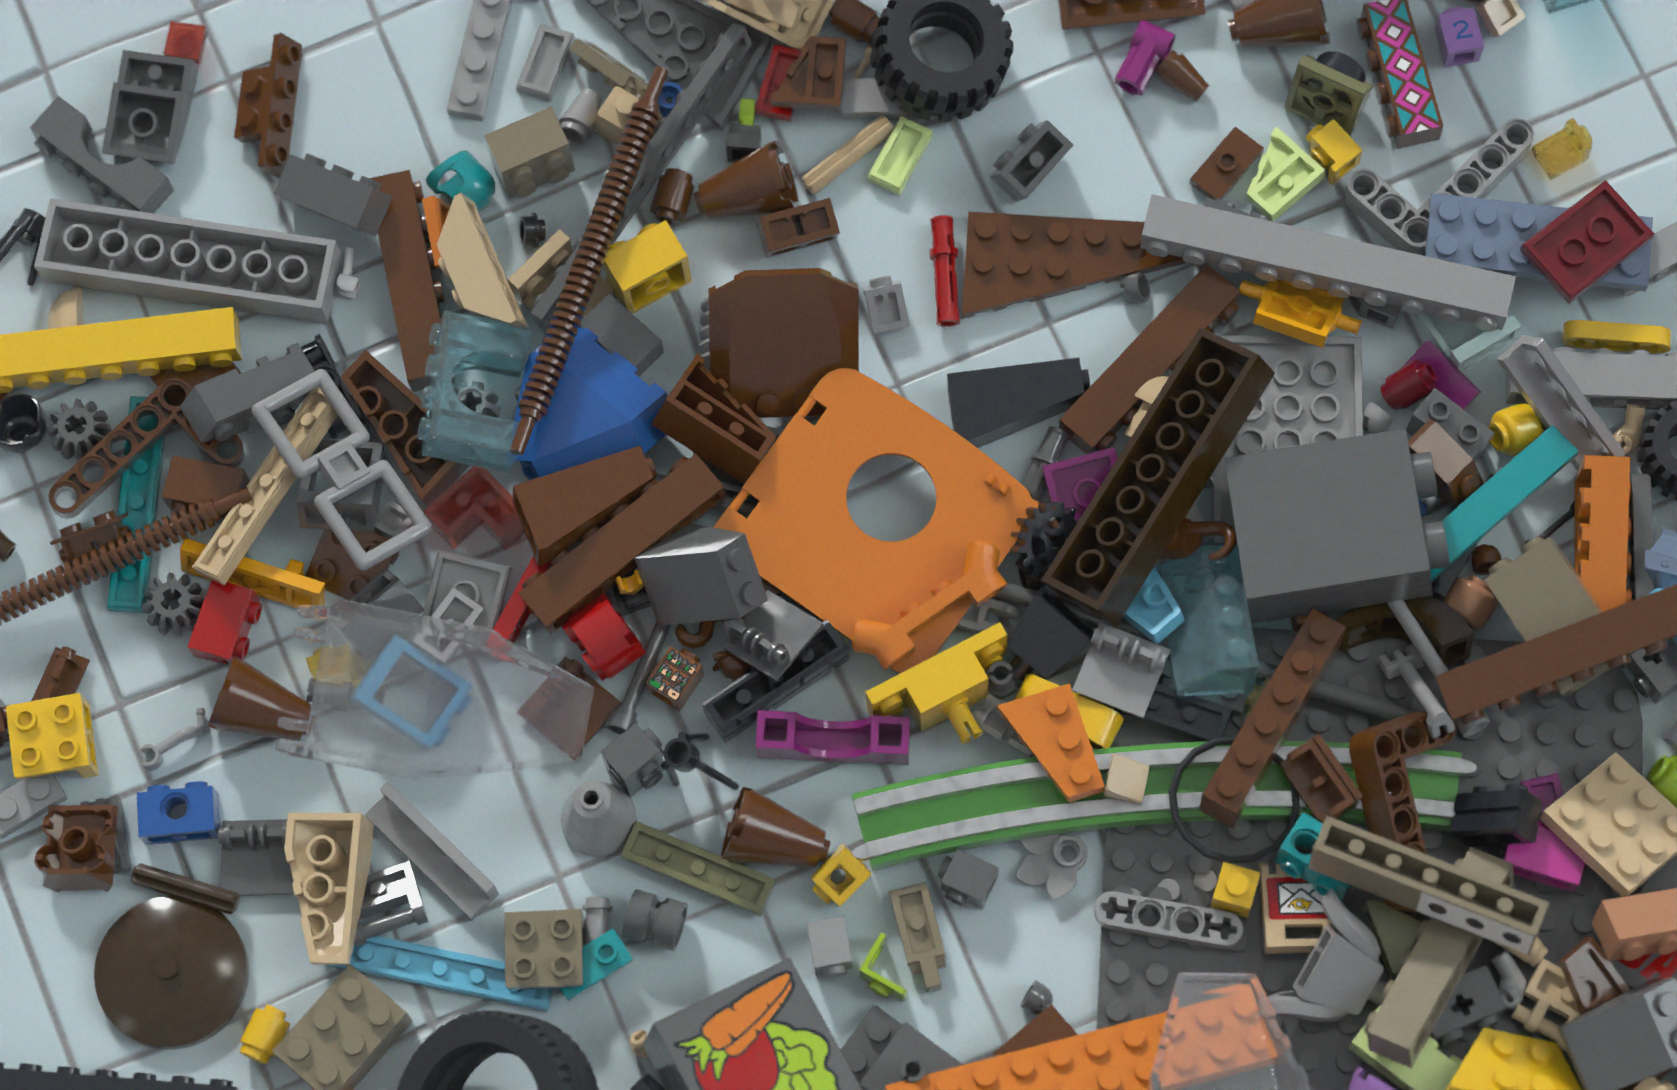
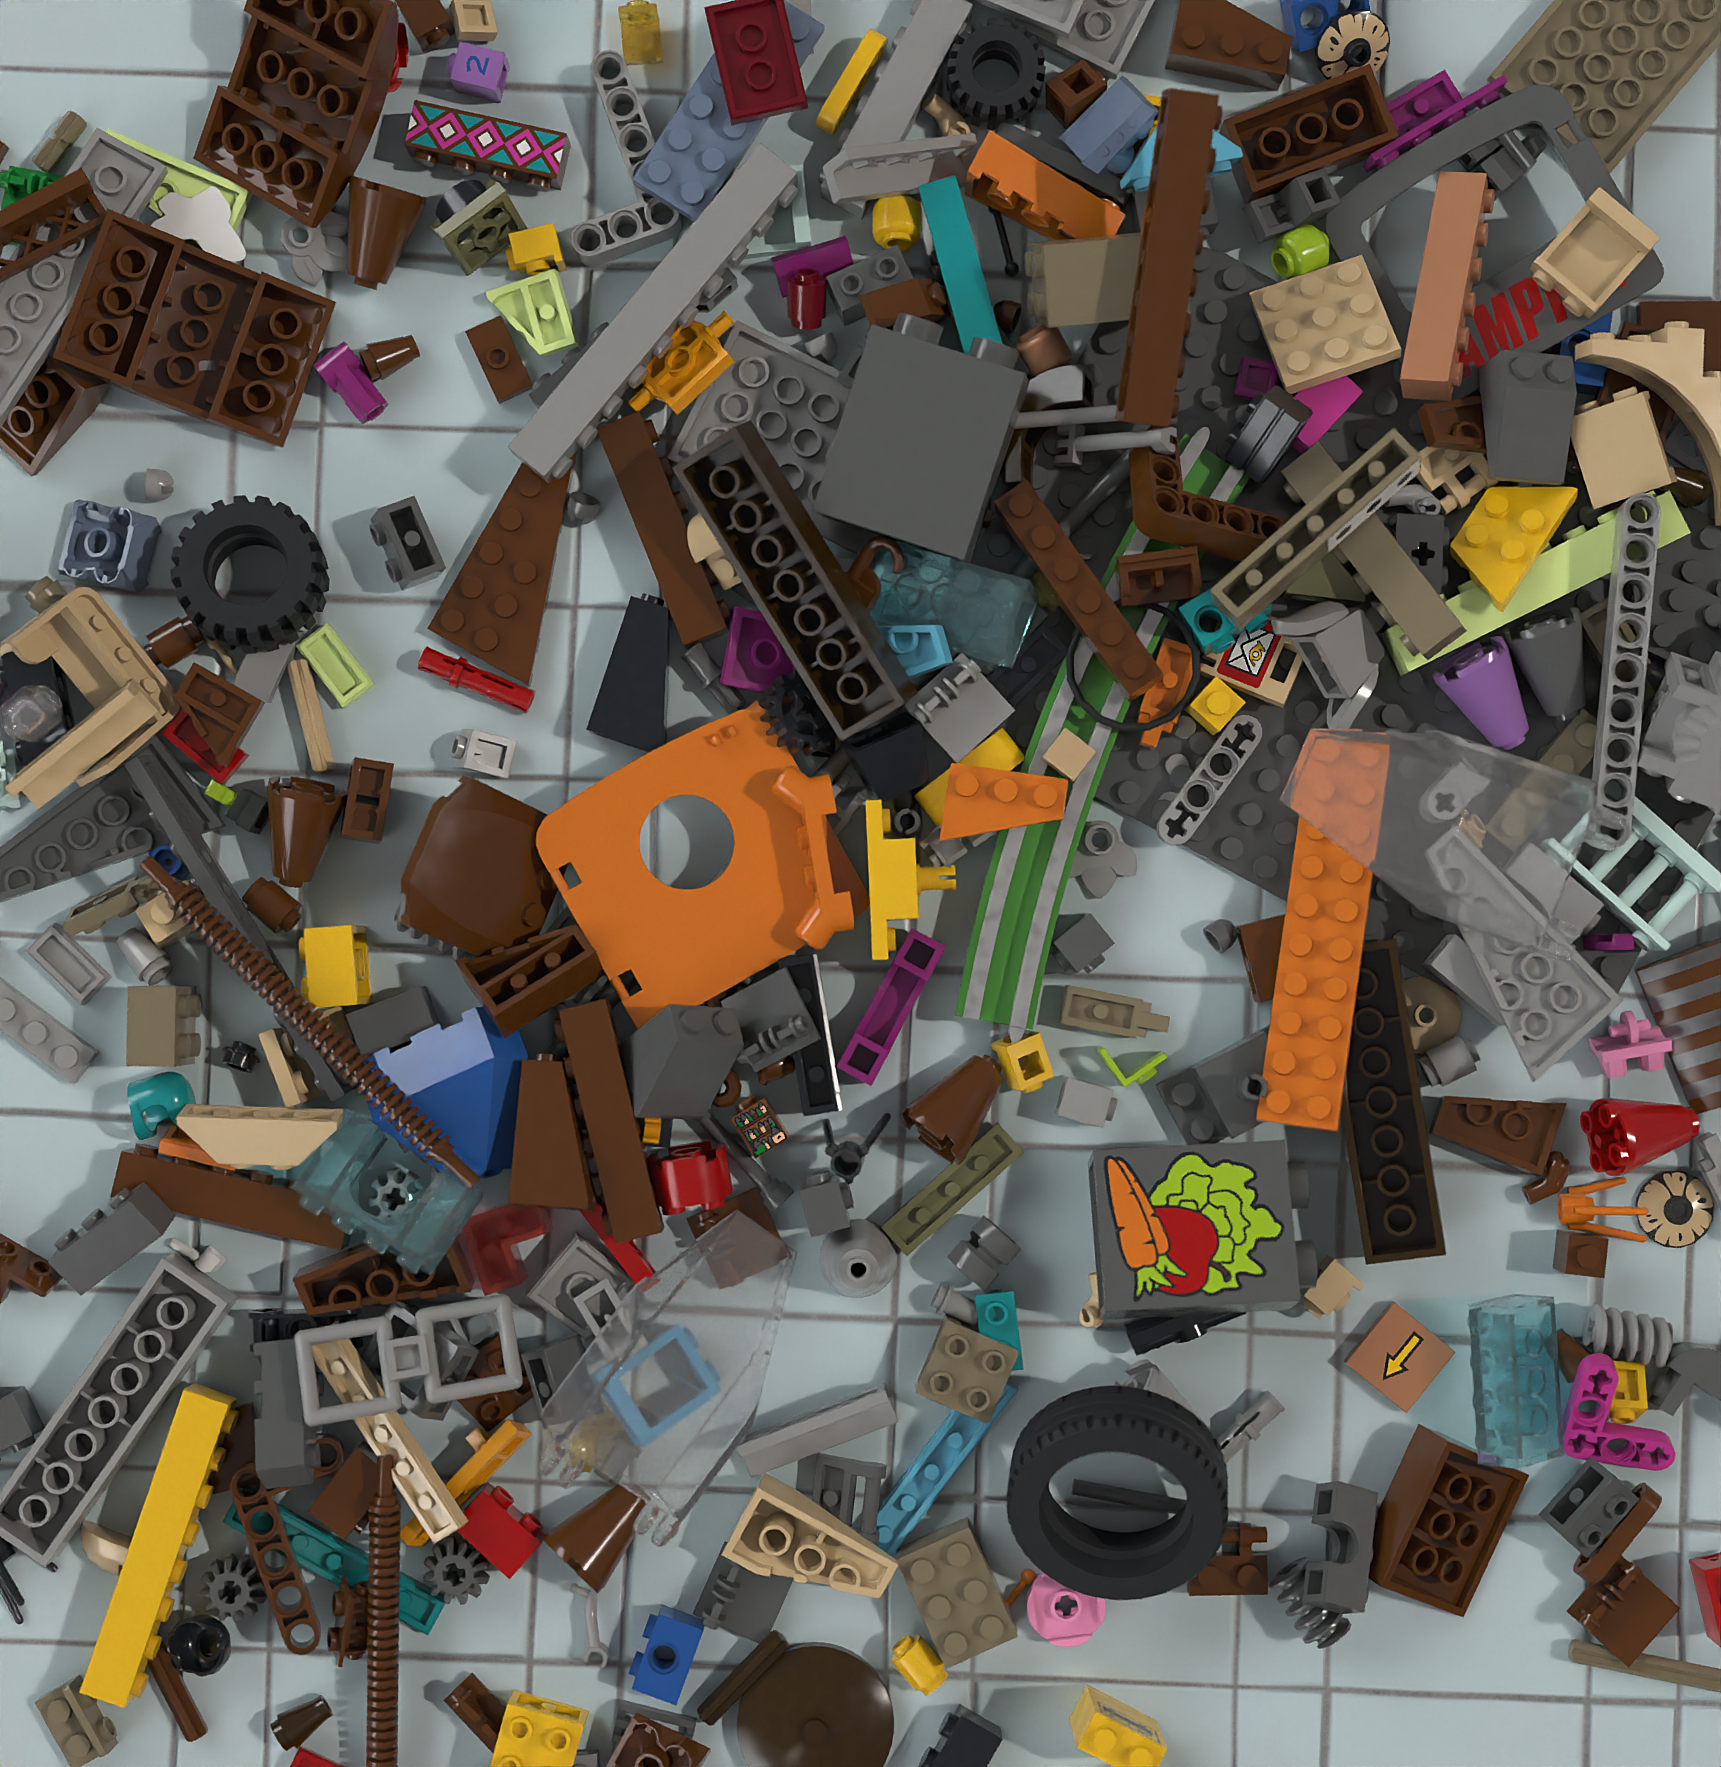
camera: 70 degrees left, 15 degrees up
(1243, 839) = (1176, 664): none -> orange hinge

